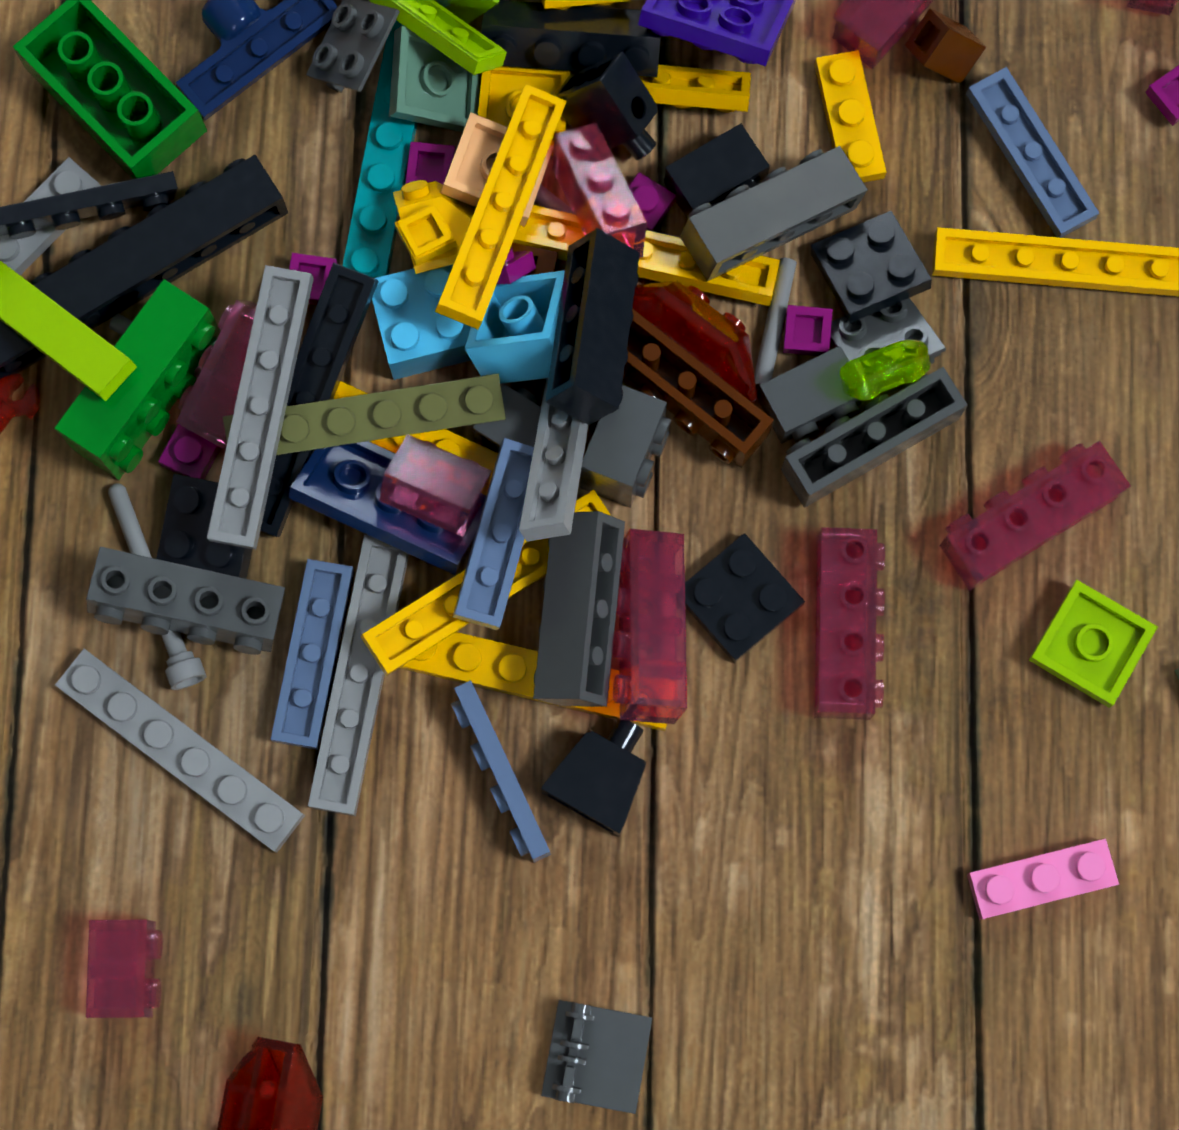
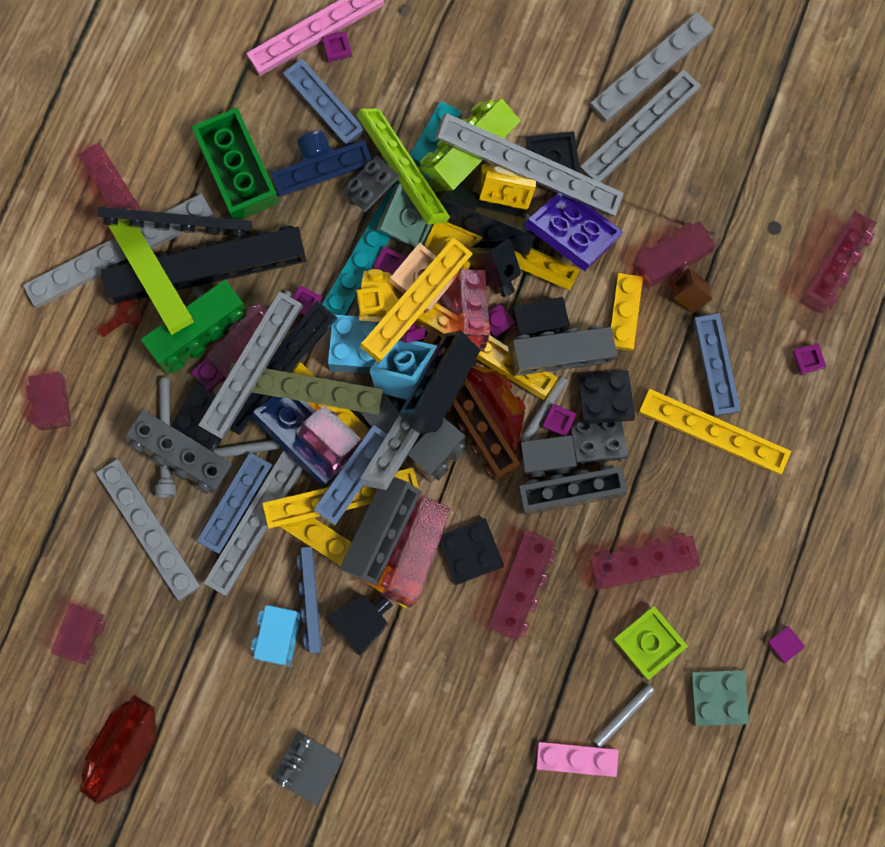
camera: 20 degrees right, 0 degrees up
(299, 555) = (247, 448): none -> light grey bar
(467, 850) = (276, 636): none -> medium azure brick
(885, 369) = (589, 457): clear neon green plate -> none
(1092, 779) = (623, 716): none -> light grey bar

